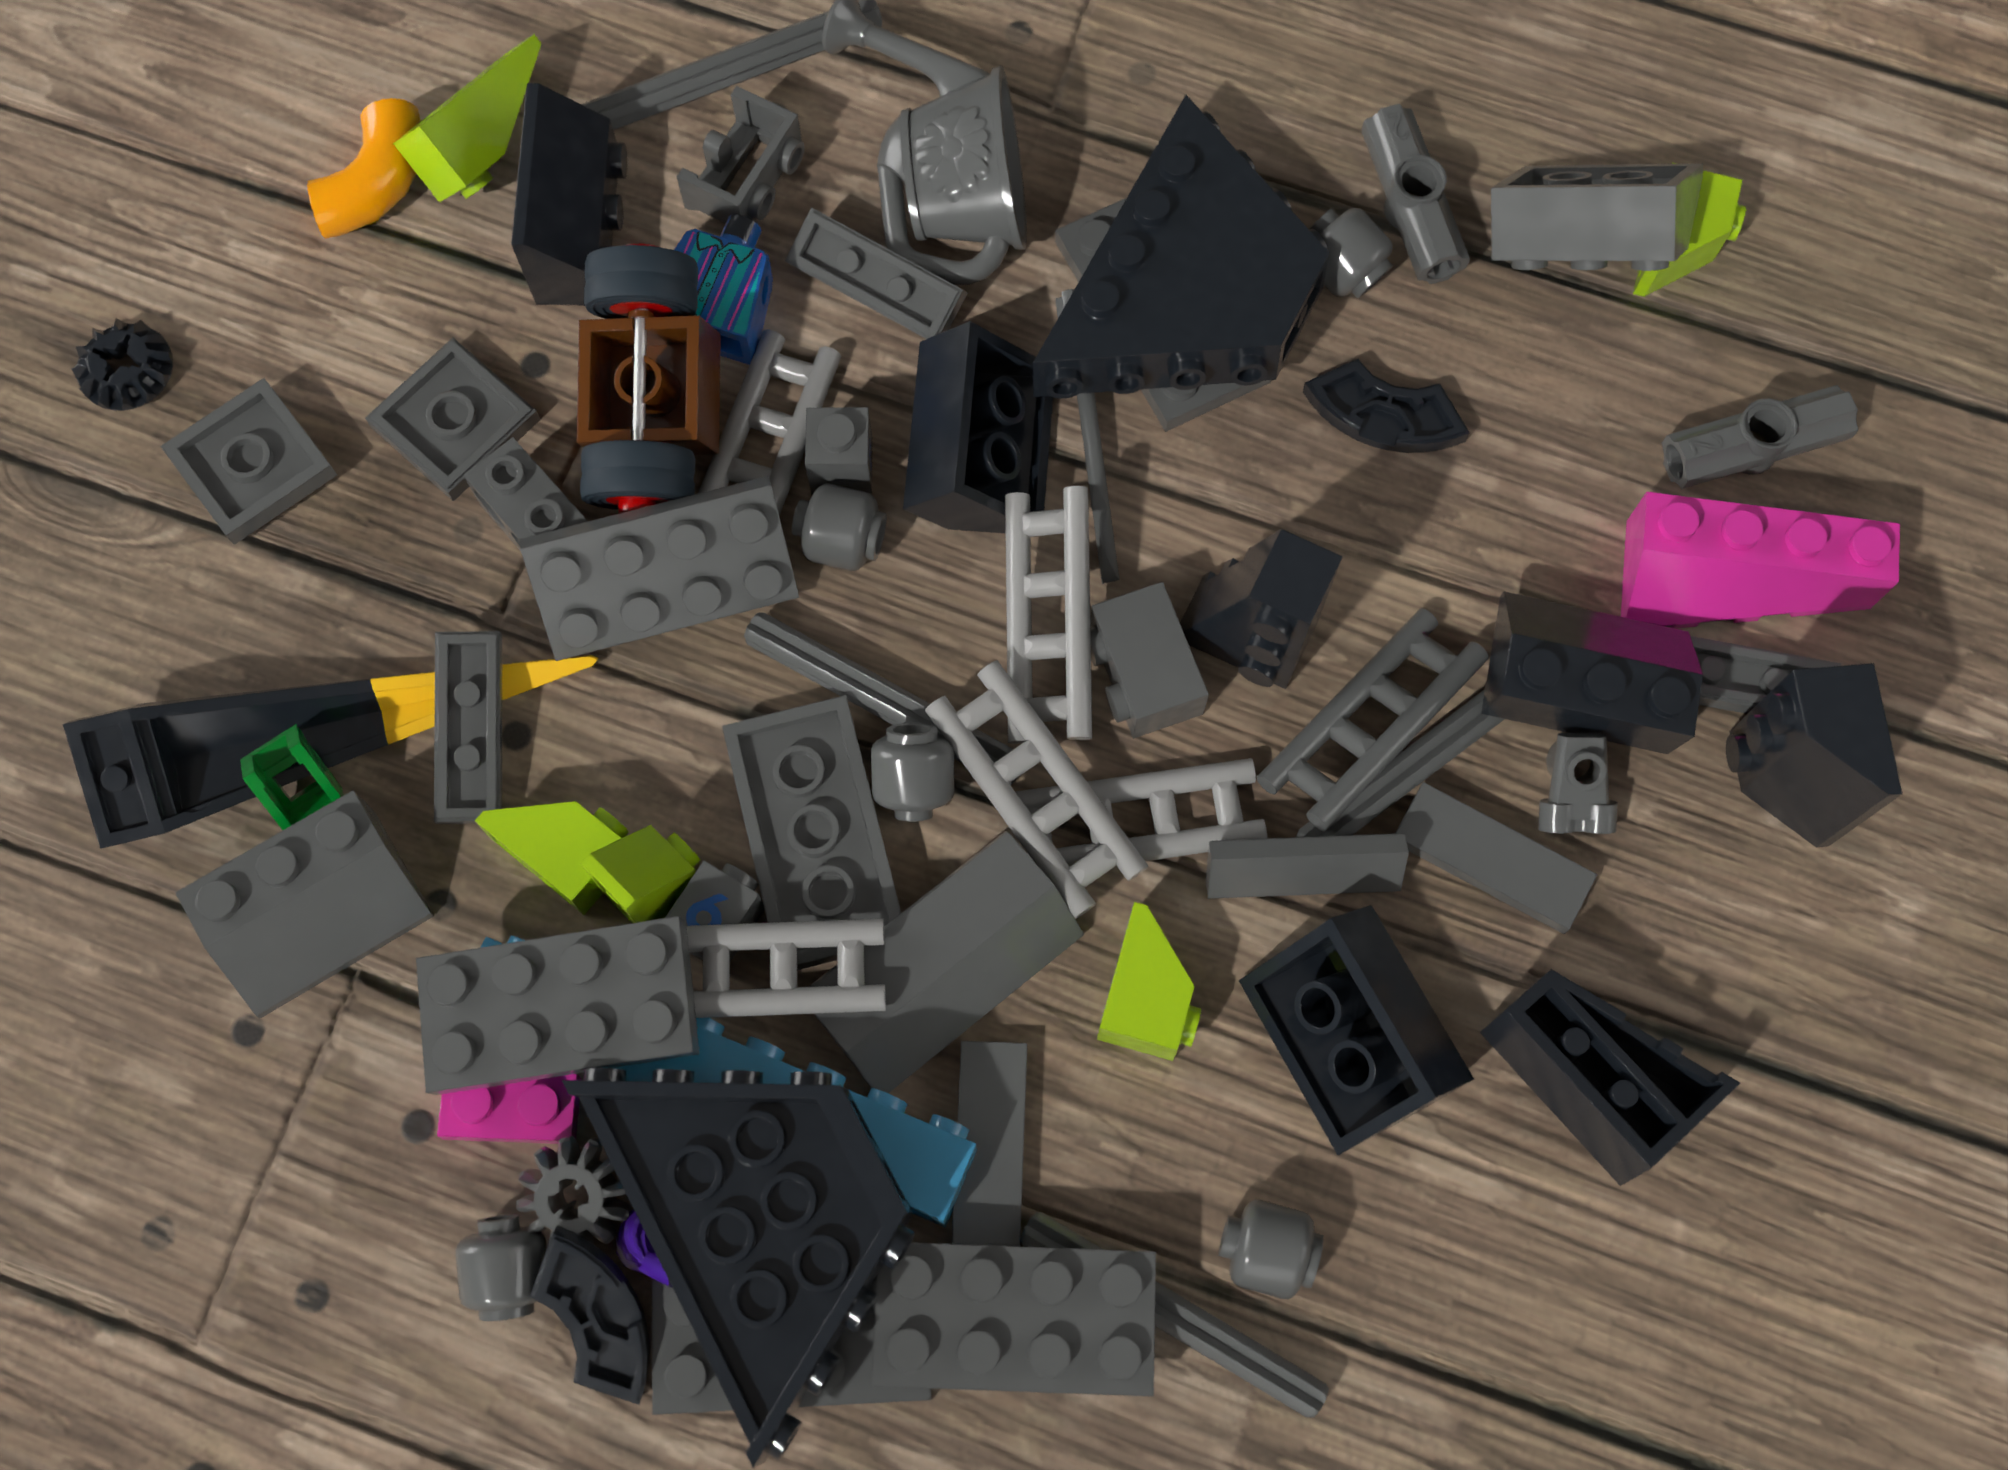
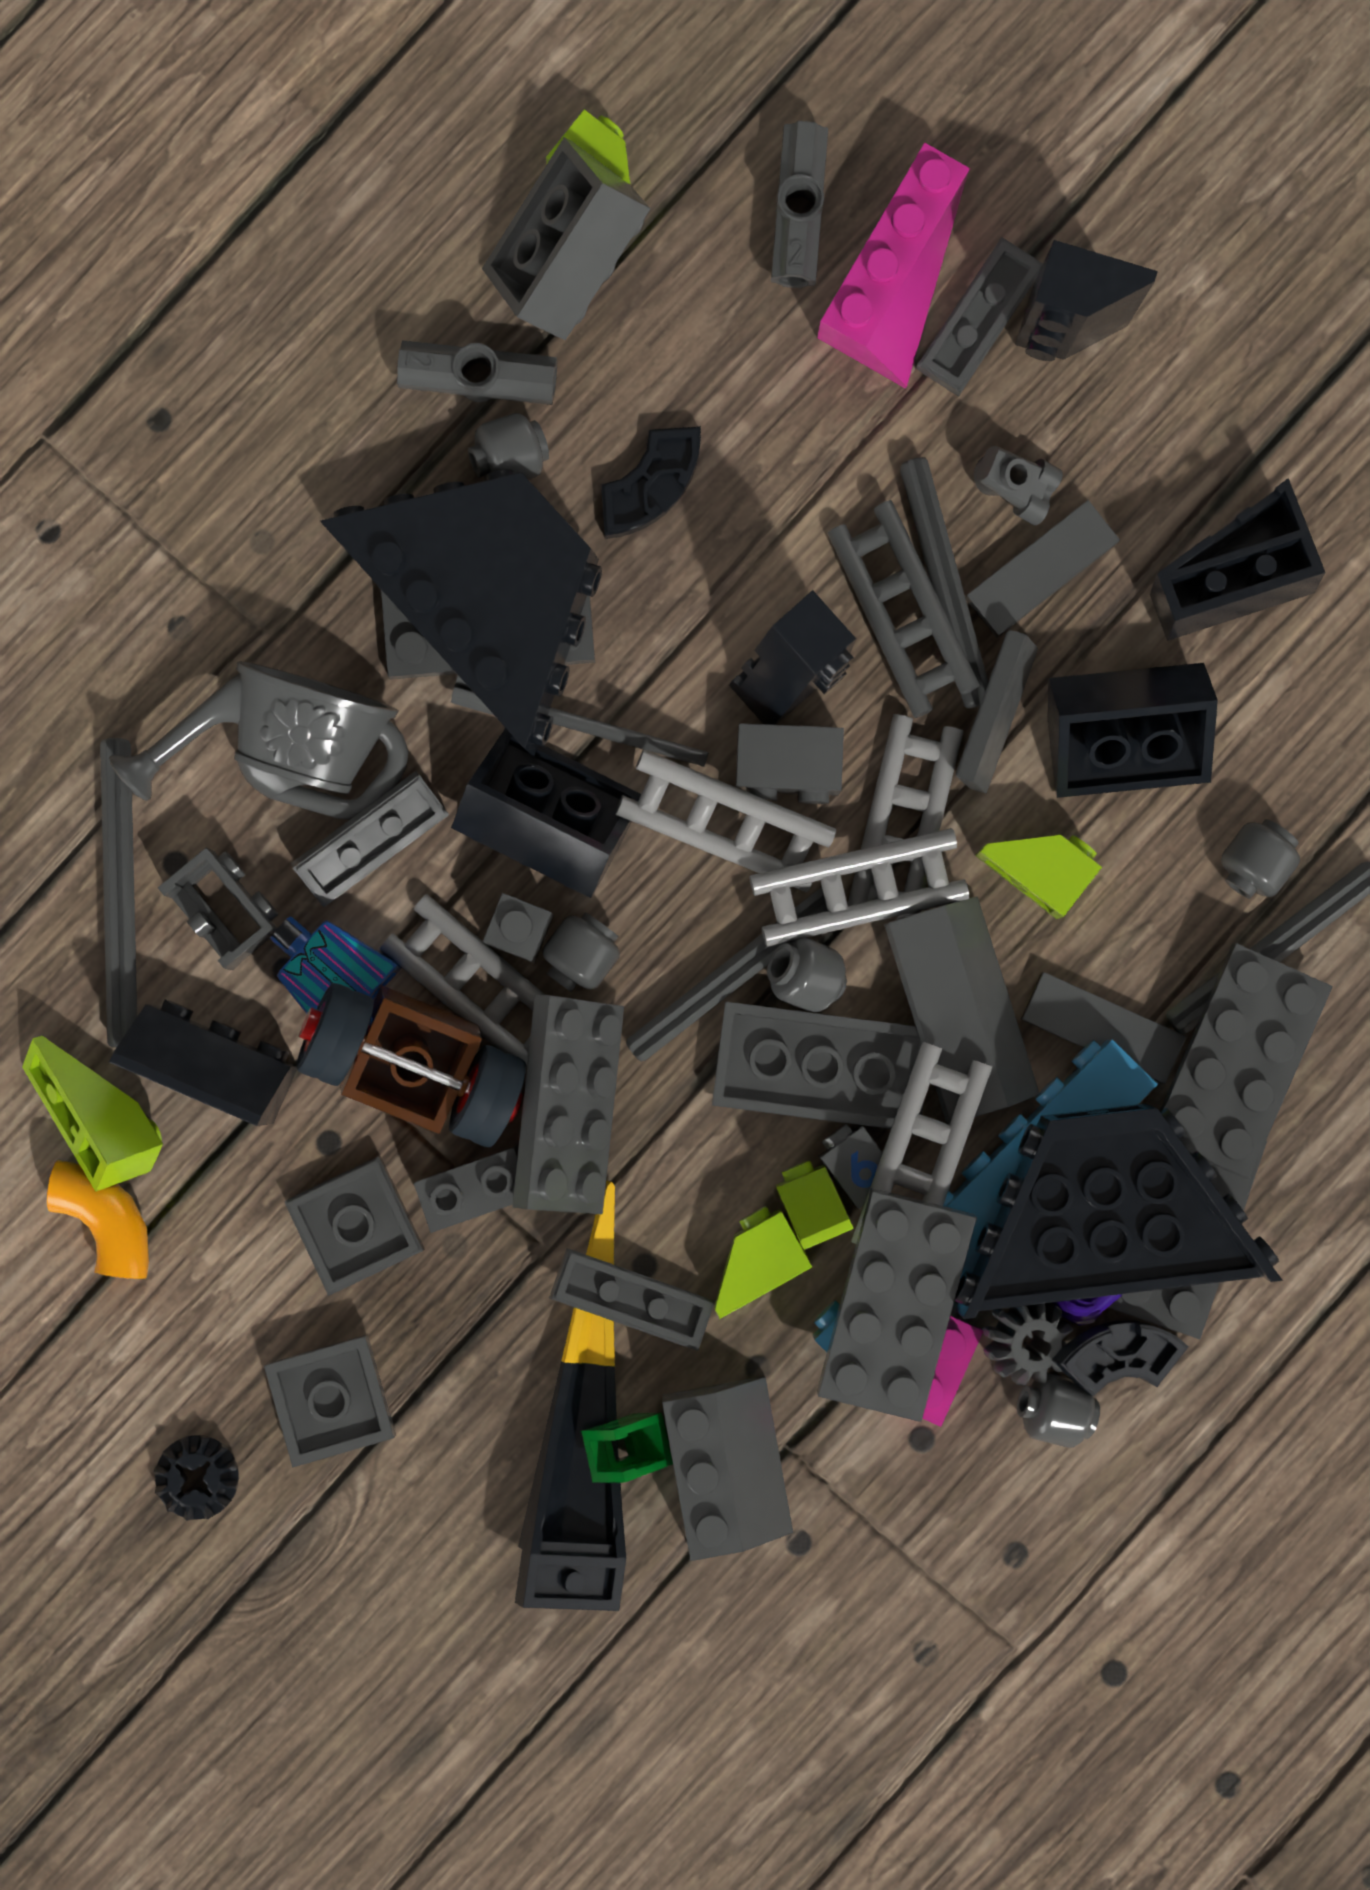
camera: 70 degrees left, 15 degrees up
(1592, 674) = (939, 429): black slope -> none

